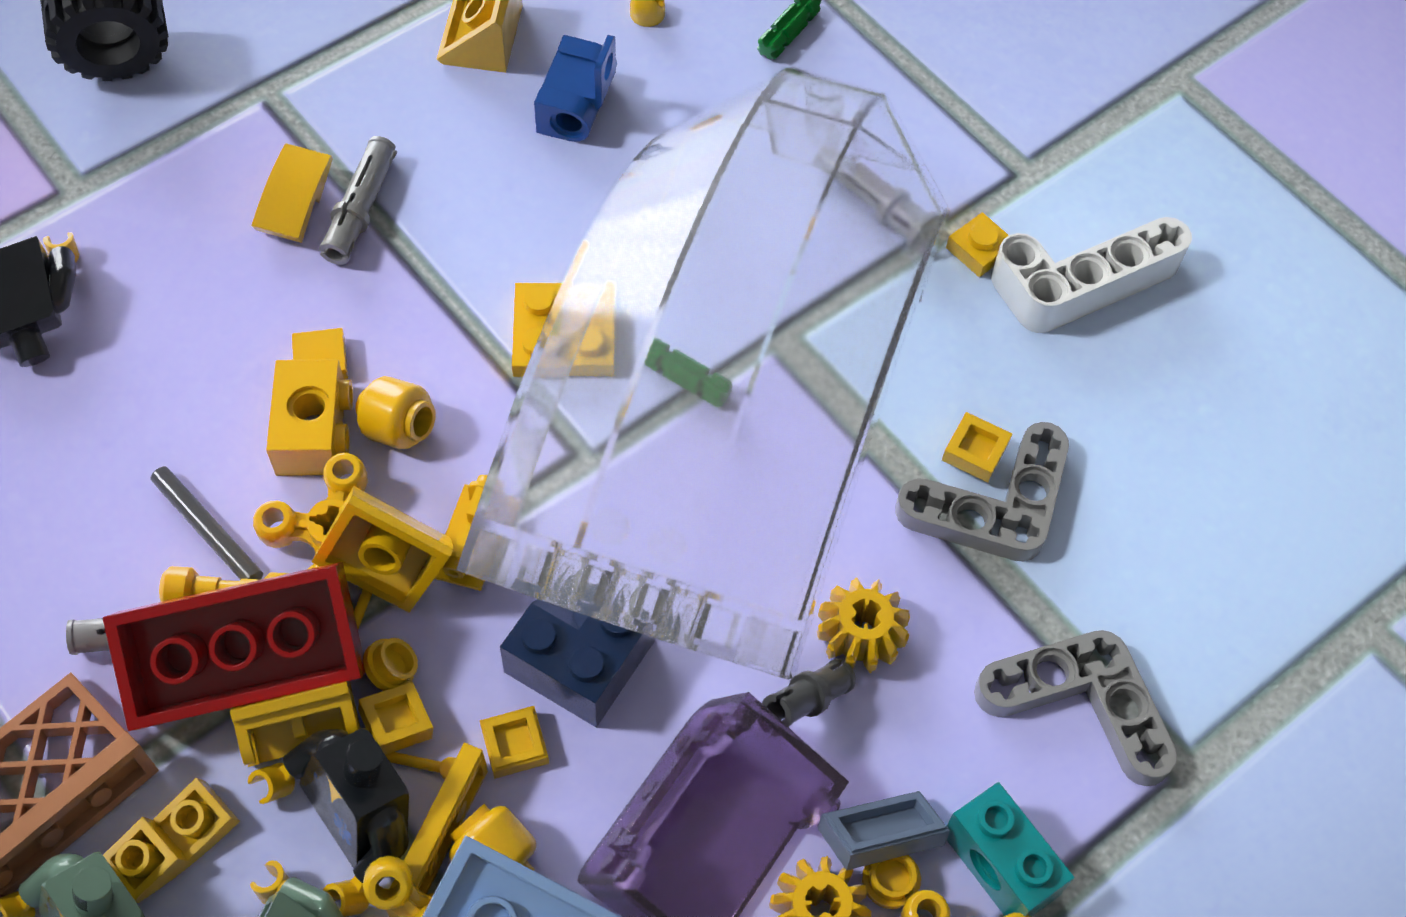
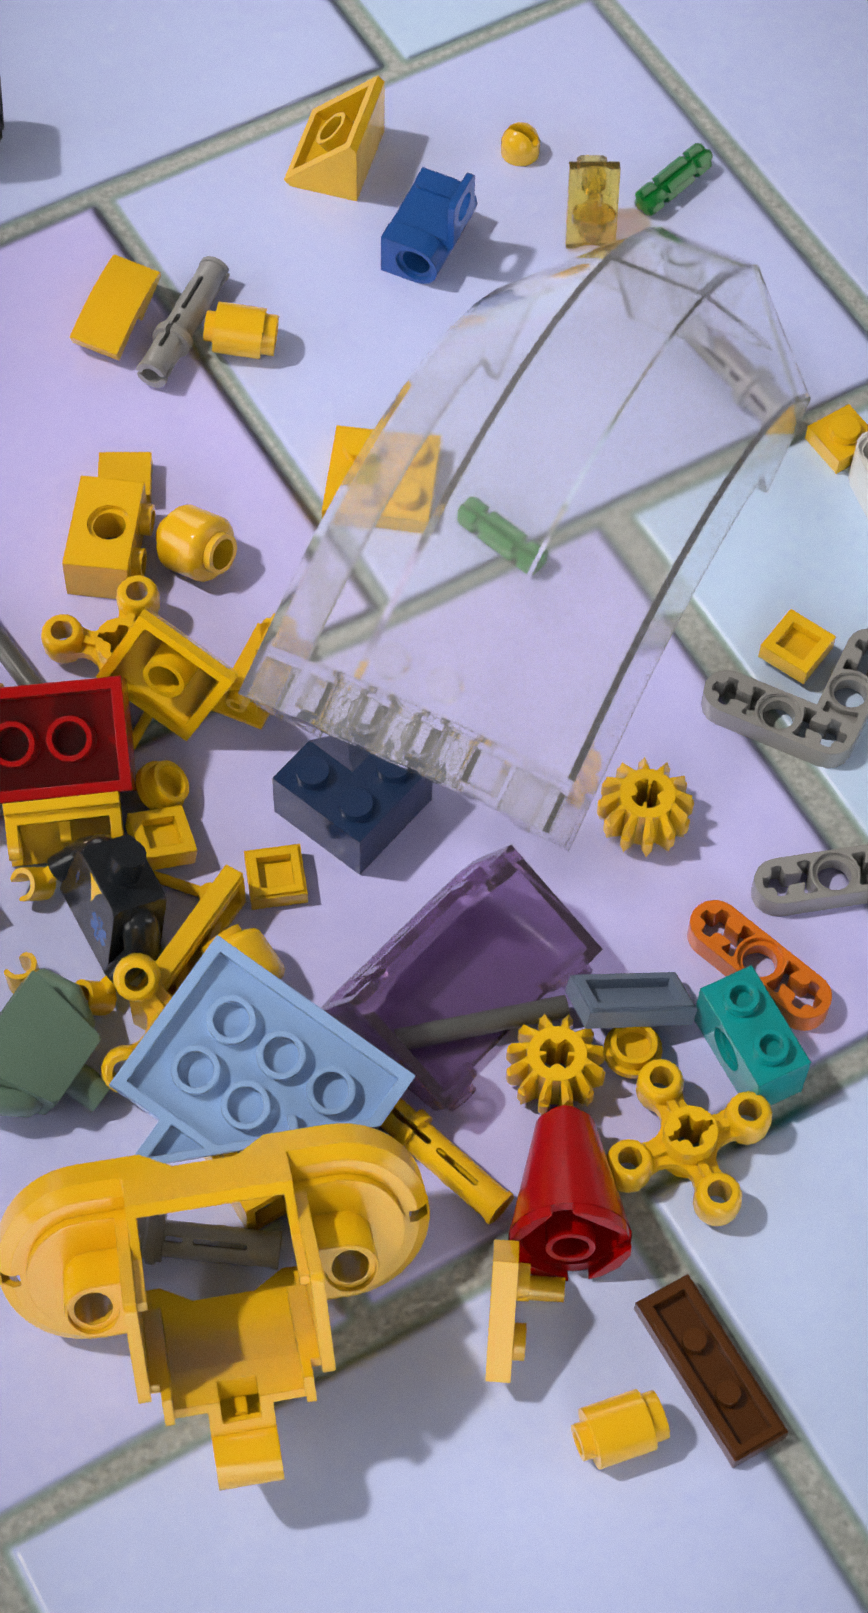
camera: 10 degrees right, 0 degrees up
(414, 202) = (241, 330): none -> yellow brick
(722, 51) = (592, 201): none -> clear yellow hips
(738, 872) = (482, 1022): none -> dark grey bar
(811, 692) = (580, 861): dark grey pin -> none
(992, 747) = (716, 952): none -> orange beam

